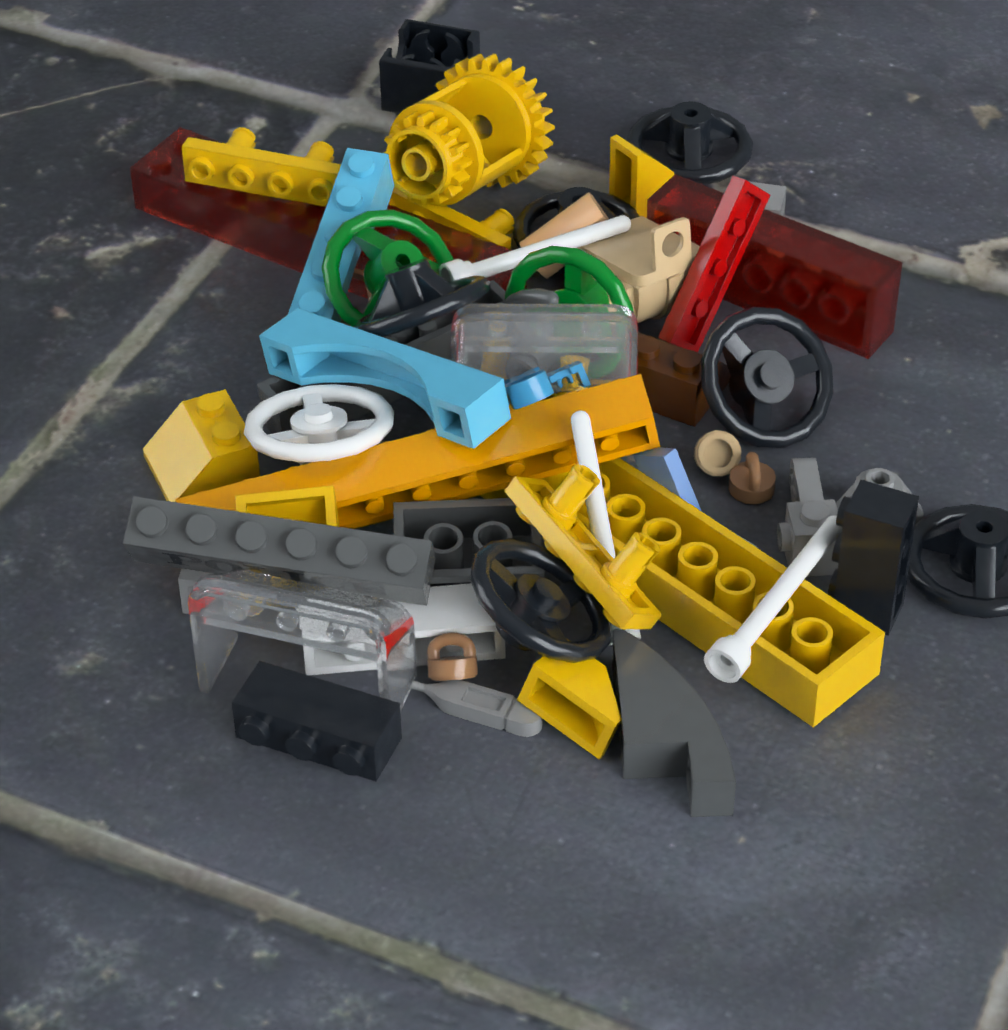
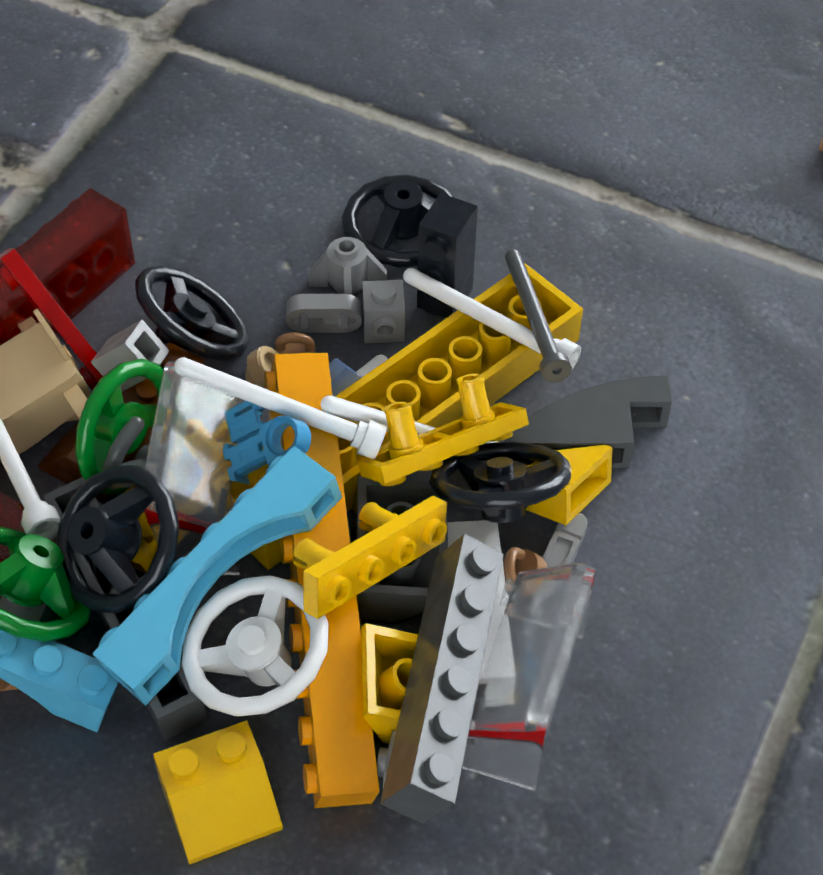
camera: 90 degrees left, 10 degrees up
(317, 720) = (597, 677): black brick -> none
(408, 483) = (391, 544): none -> yellow plate
(554, 461) = (363, 436): none -> white piece
(678, 320) = (127, 345): none -> light grey brick
(689, 627) = (554, 365): none -> dark grey bar

